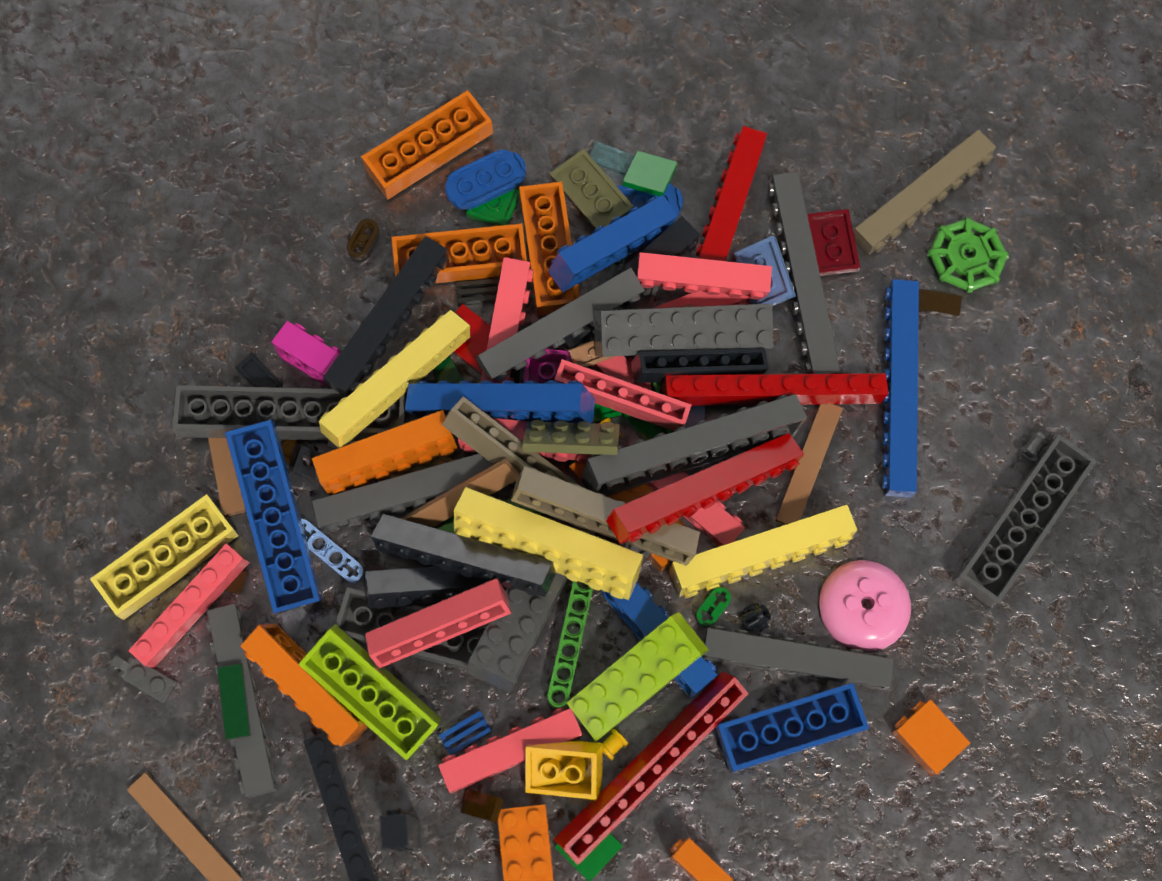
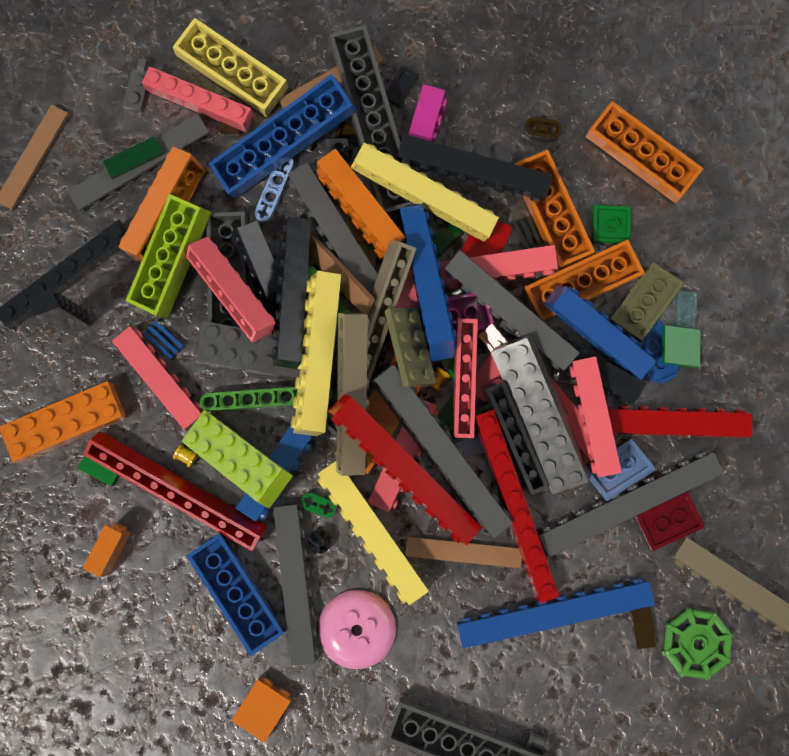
camera: 75 degrees right, 10 degrees up
(482, 806) = (109, 369): dark brown tile -> none
(485, 179) = (629, 210): blue tile -> none
(565, 769) = (153, 424): yellow slope -> none

